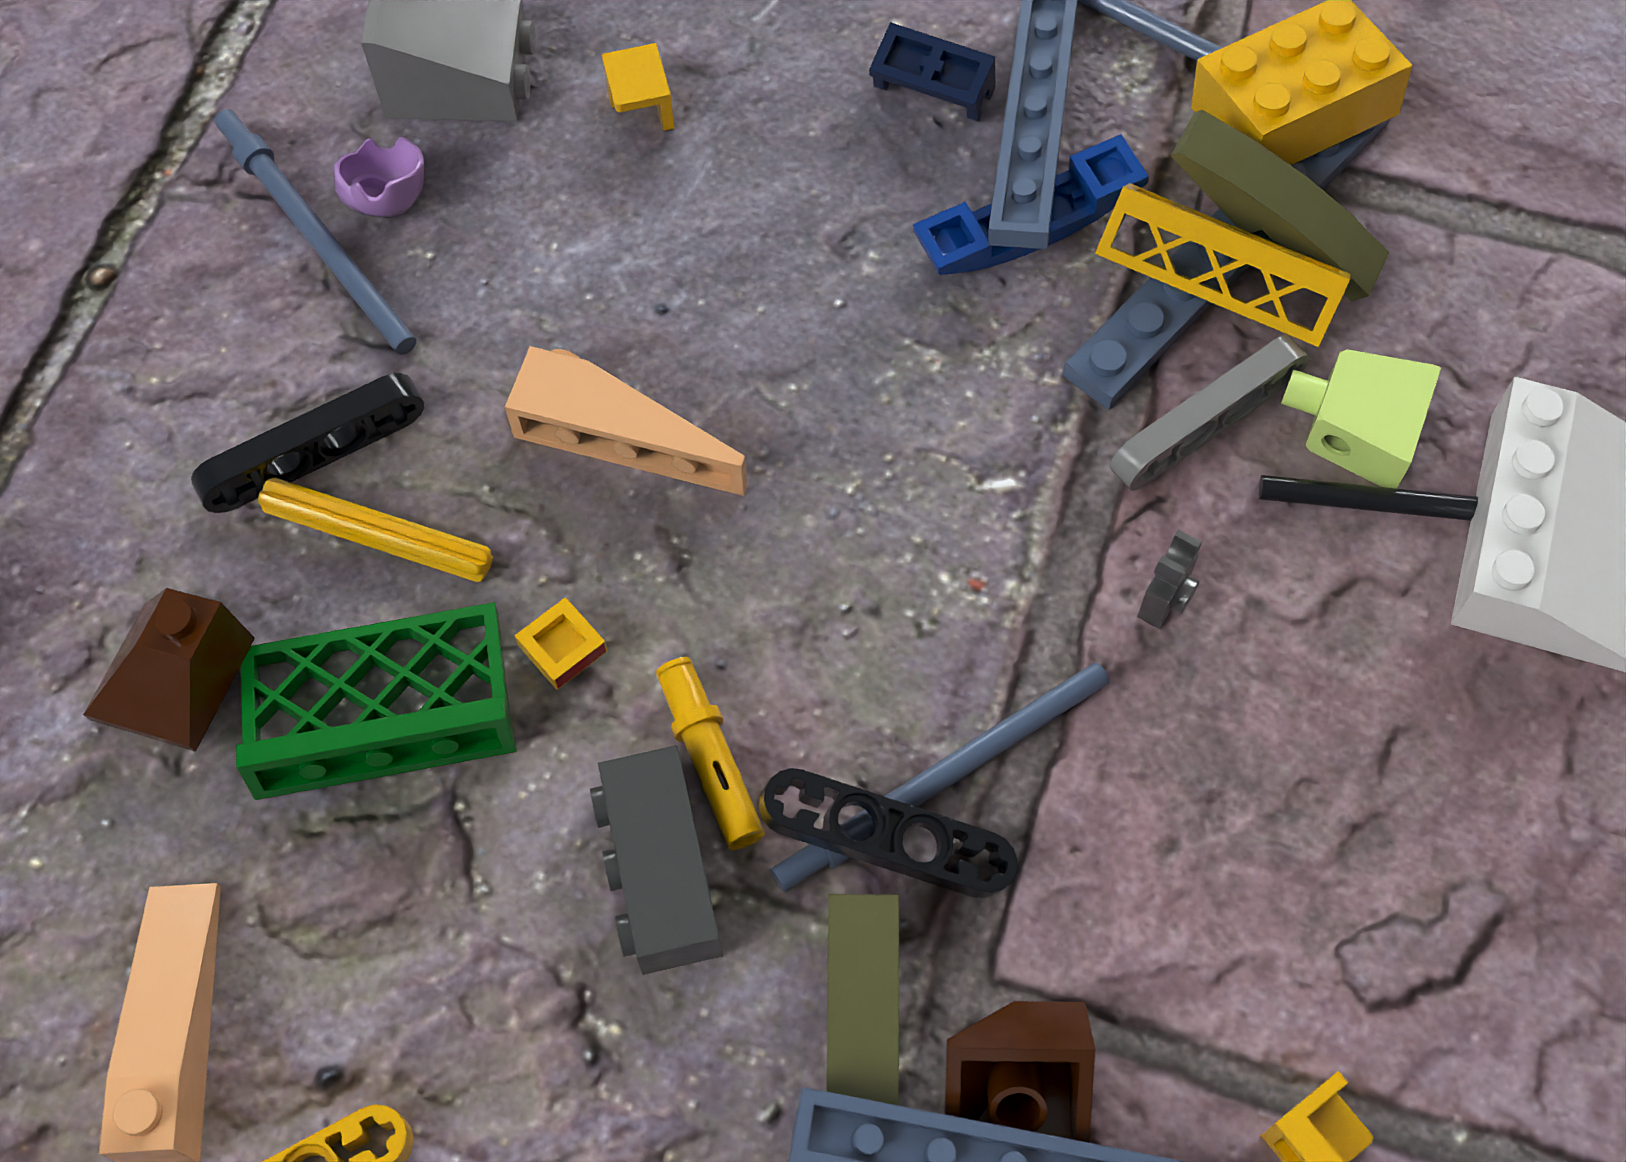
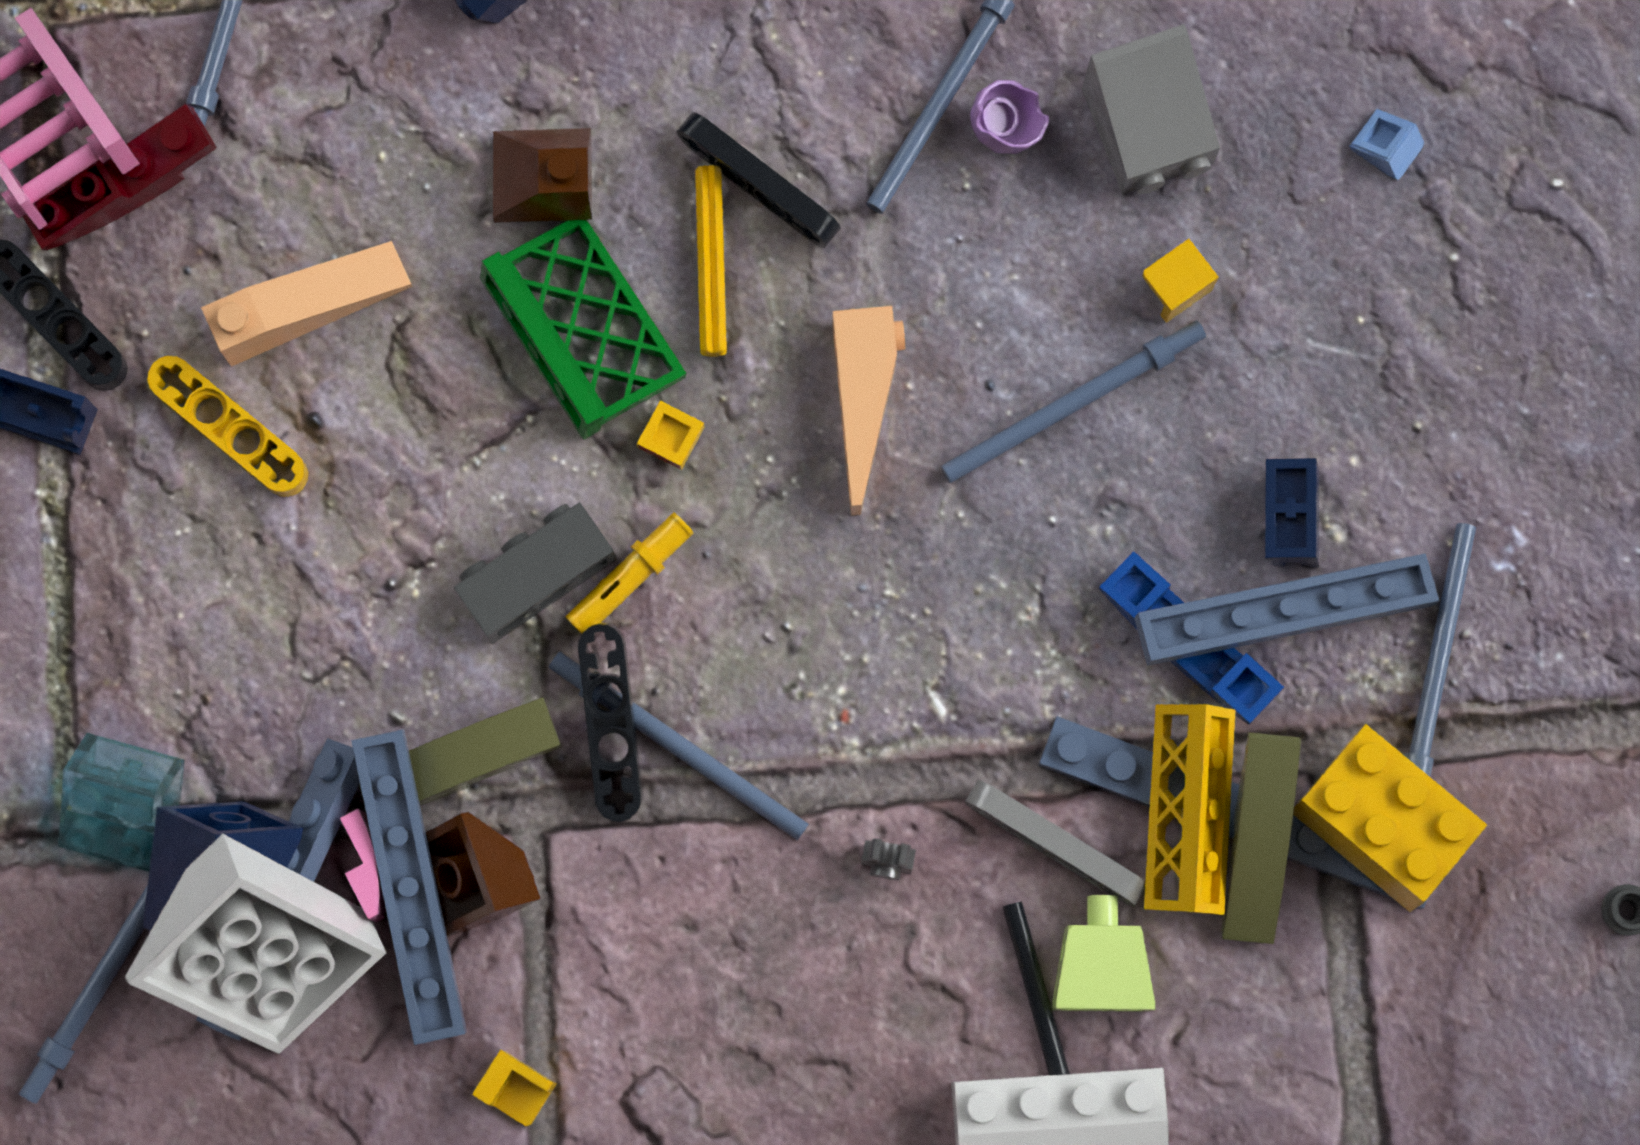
camera: 65 degrees right, 15 degrees up
(706, 145) = (1155, 354): none -> sand blue bar

